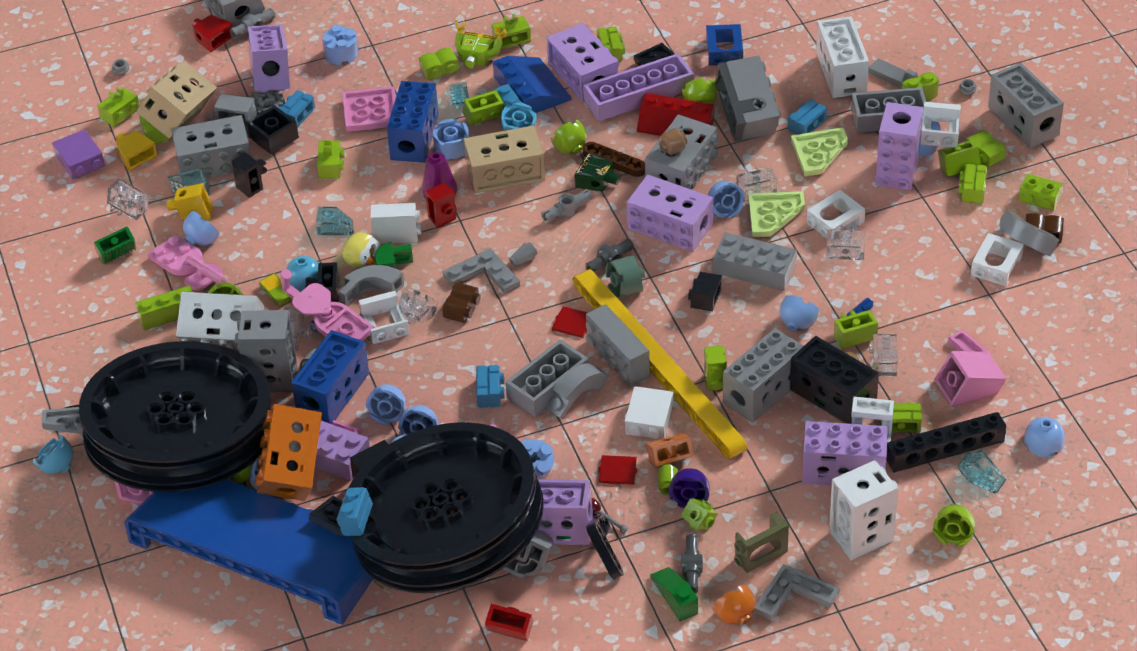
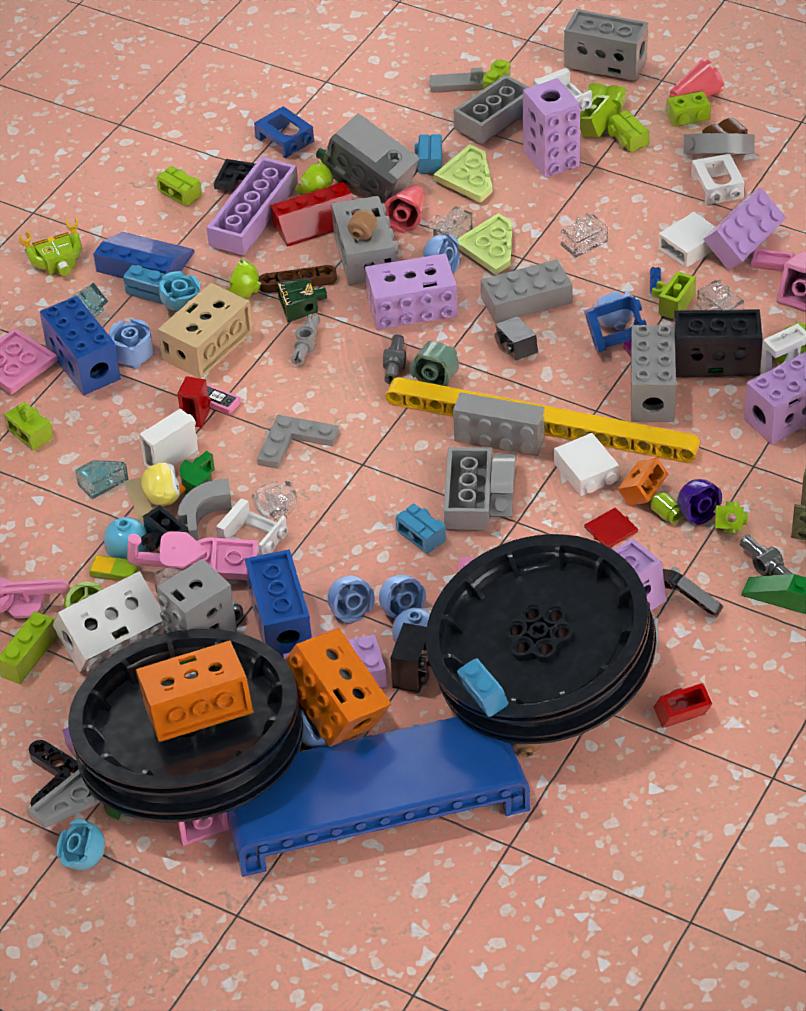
camera: 40 degrees left, 0 degrees up
(179, 393) = (194, 691): none -> orange piece
(326, 515) = (425, 721): black plate -> none
(437, 172) = (161, 382): magenta cone -> none
(439, 63) = (34, 286): lime brick -> none
(461, 302) = (309, 474): reddish brown brick -> none
(467, 214) = (222, 400): none -> tile
(482, 107) = (128, 299): lime brick -> none
(517, 31) = (83, 214): lime brick -> none
(523, 254) = (315, 401): light grey cone -> none
(571, 322) = (424, 433): red piece -> none
(579, 58) = (175, 210): lavender piece -> none
(714, 365) = (603, 392): lime brick -> none
(741, 148) = (405, 208): none -> coral cone
(763, 315) = (591, 314): none -> blue panel
(842, 56) = (409, 85): white piece -> none
(851, 212) = (547, 205): white panel -> none
(921, 293) = (685, 240): none -> white brick
(963, 308) = (744, 228): none -> lavender brick
(967, 87) = (530, 59): light grey plate -> none
(1070, 173) = (699, 79): none -> coral cone

